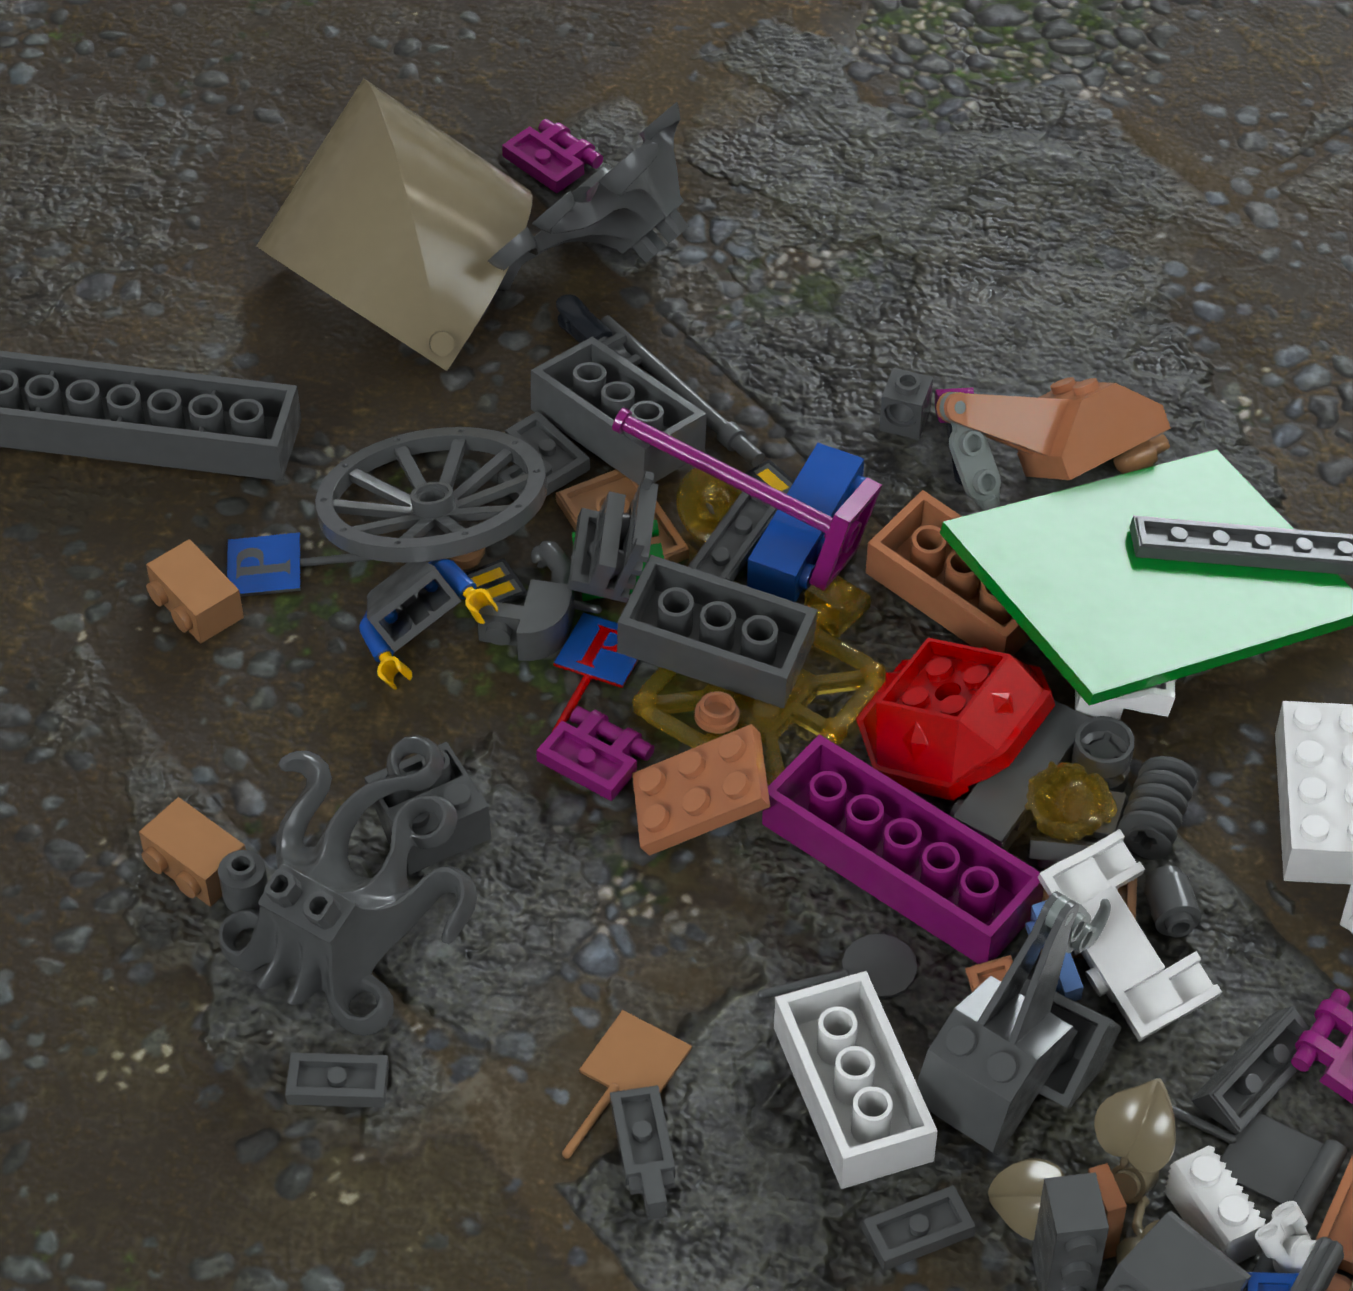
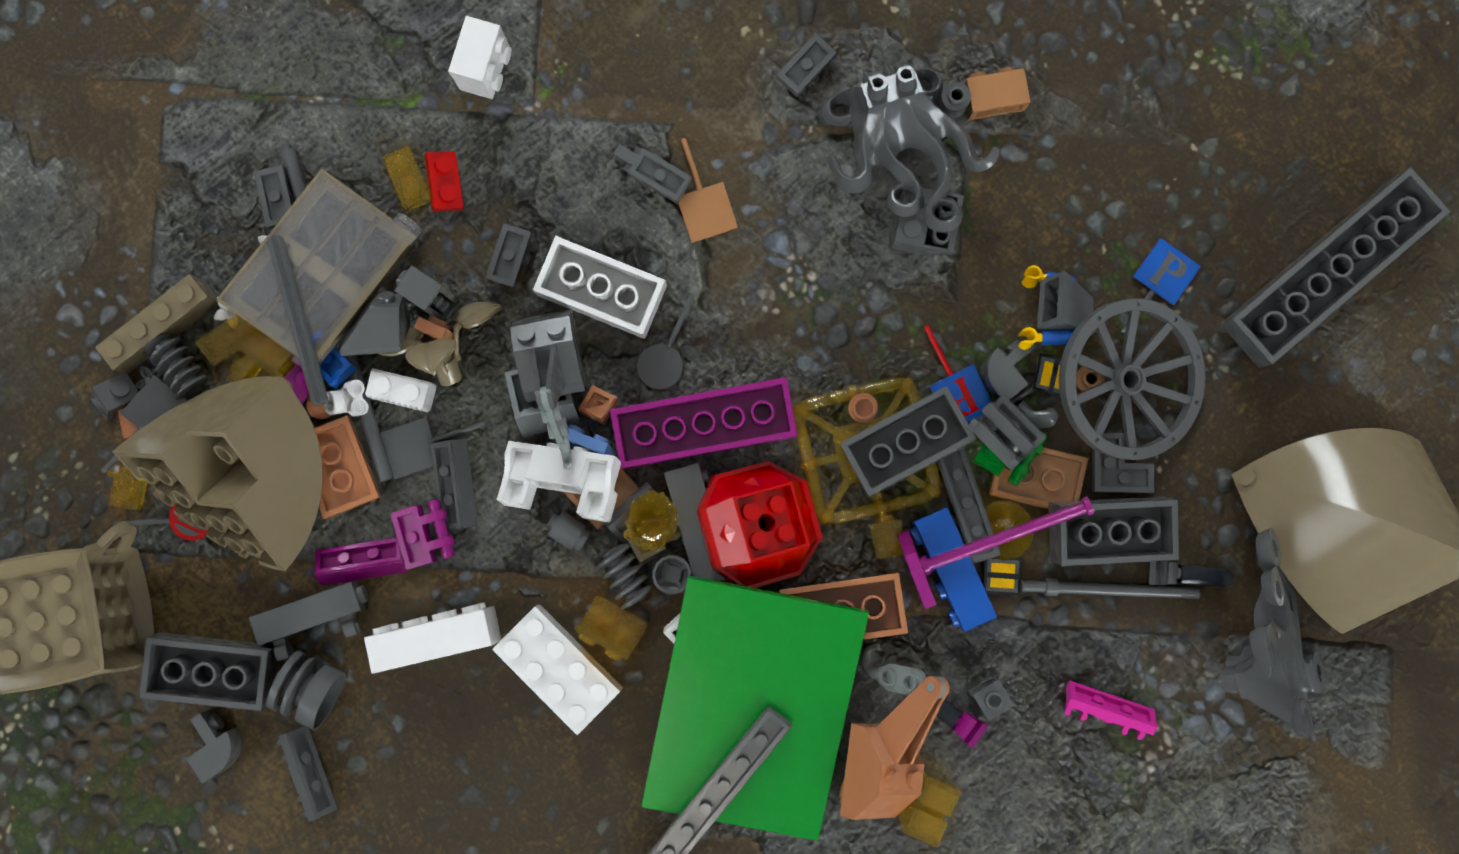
camera: 135 degrees right, 35 degrees up
(194, 591) = (1172, 215): medium nougat brick -> none
(544, 158) = (1363, 666): magenta plate -> none
(589, 761) = (893, 326): magenta plate -> none
(700, 790) = (820, 357): nougat plate -> none
(805, 310) = (1110, 709): none -> dark pink plate
(1092, 361) = (926, 814): none -> clear yellow piece
(1232, 774) = (611, 628): none -> clear yellow bracket

